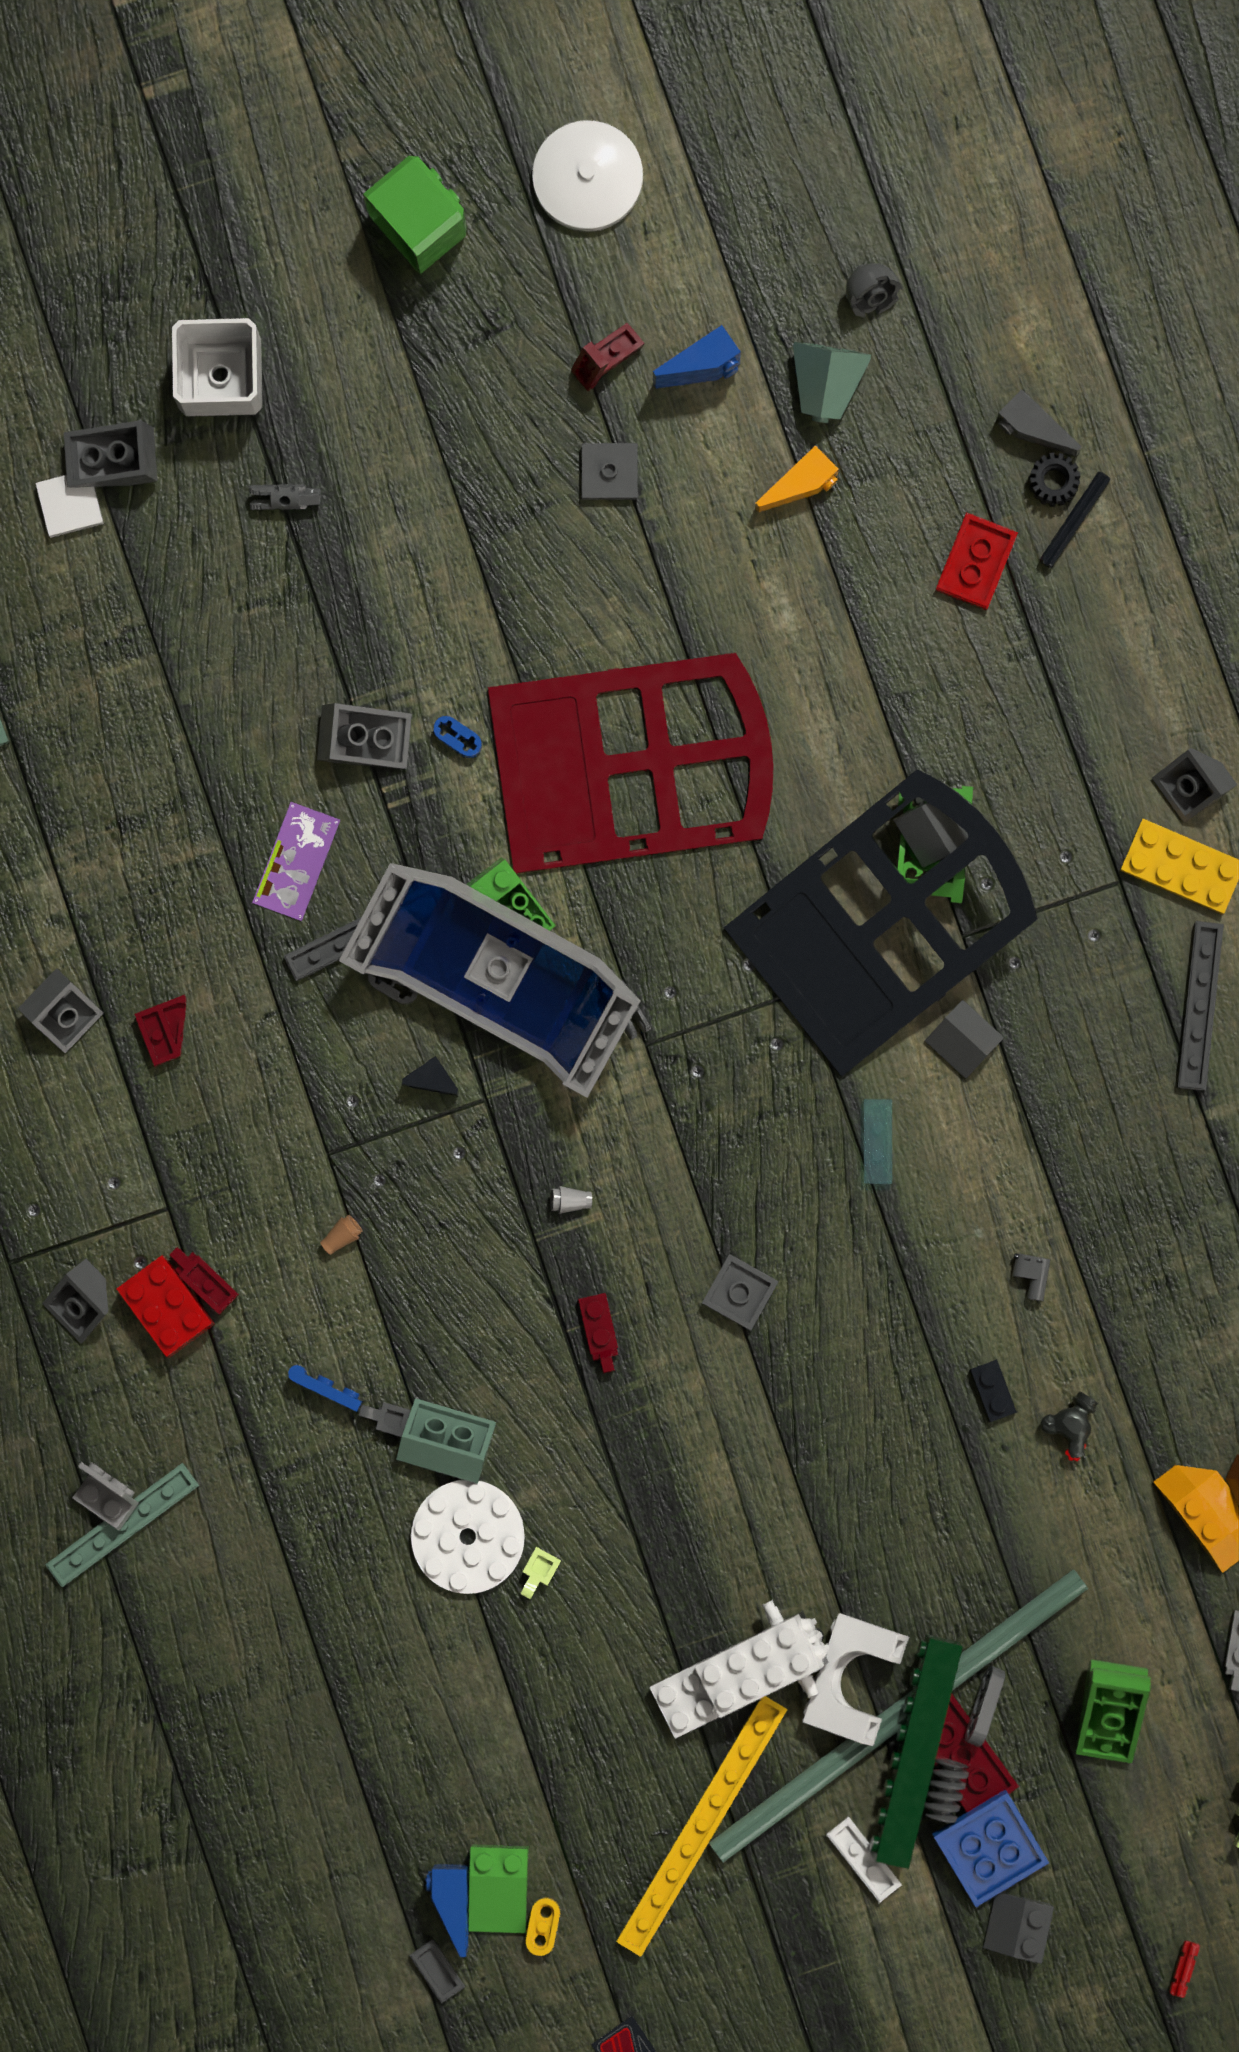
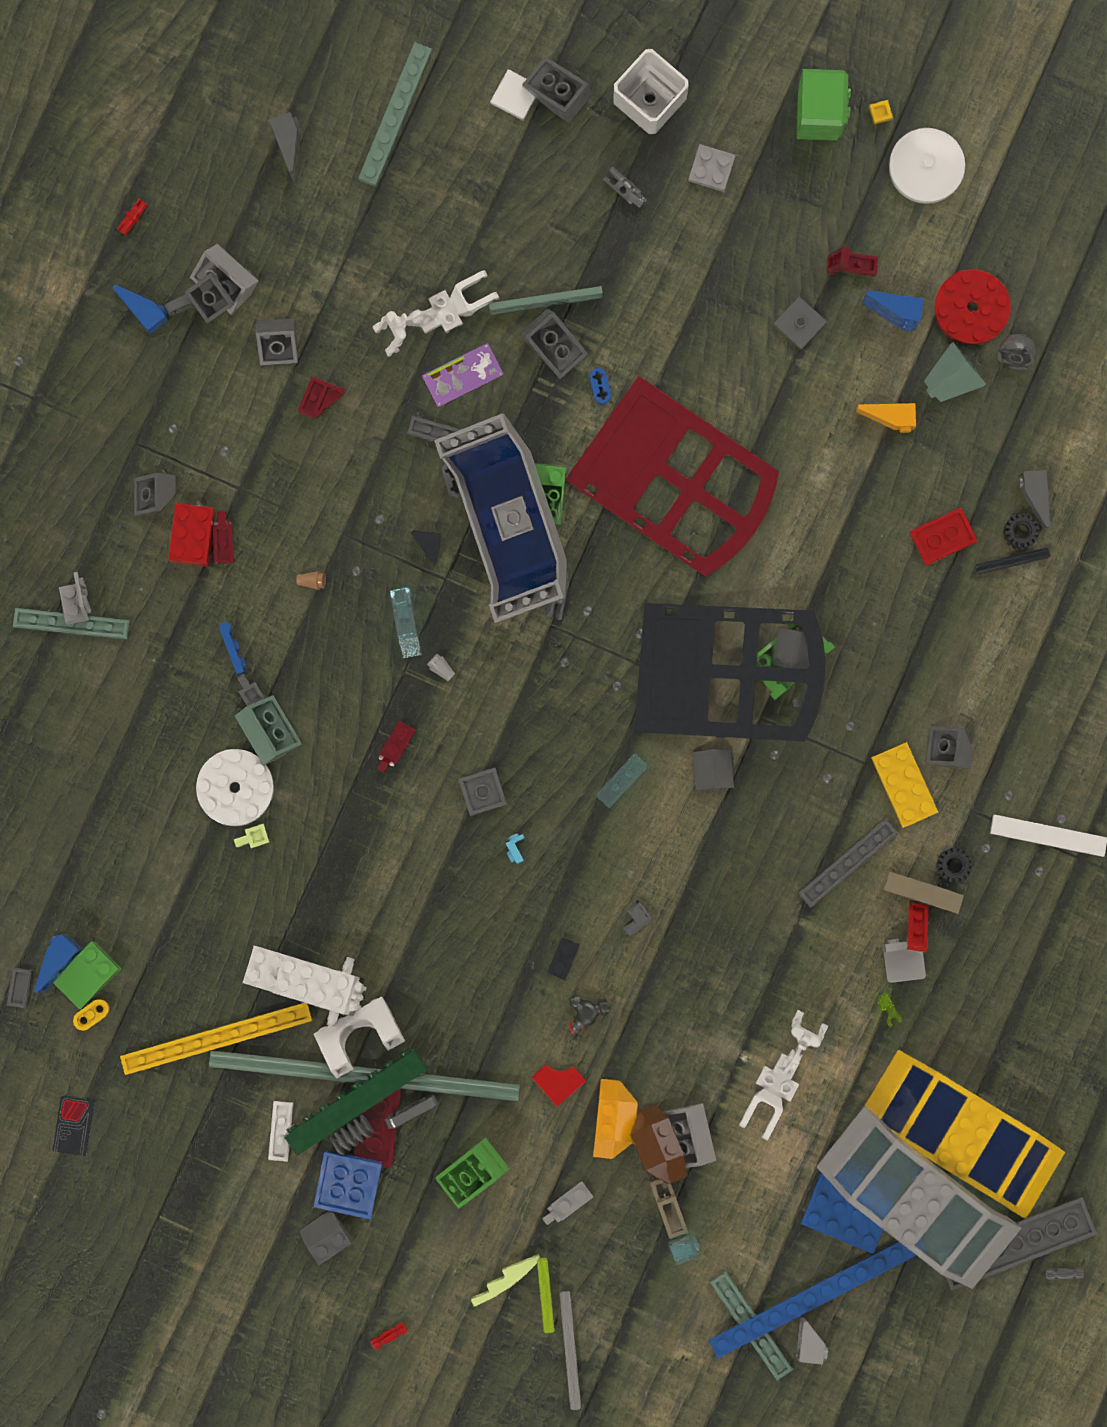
camera: 40 degrees right, 0 degrees up
(212, 812) = (444, 312): none -> white piece
(312, 697) = (545, 300): none -> sand green tile
(357, 389) = (711, 168): none -> light grey plate
(484, 162) = (880, 112): none -> yellow plate
(486, 1186) = (405, 622): none -> clear light blue arch
(774, 256) = (977, 288): none -> red plate
(836, 1327) = (514, 854): none -> medium azure bracket
(1113, 1530) = (558, 1084): none -> red tile

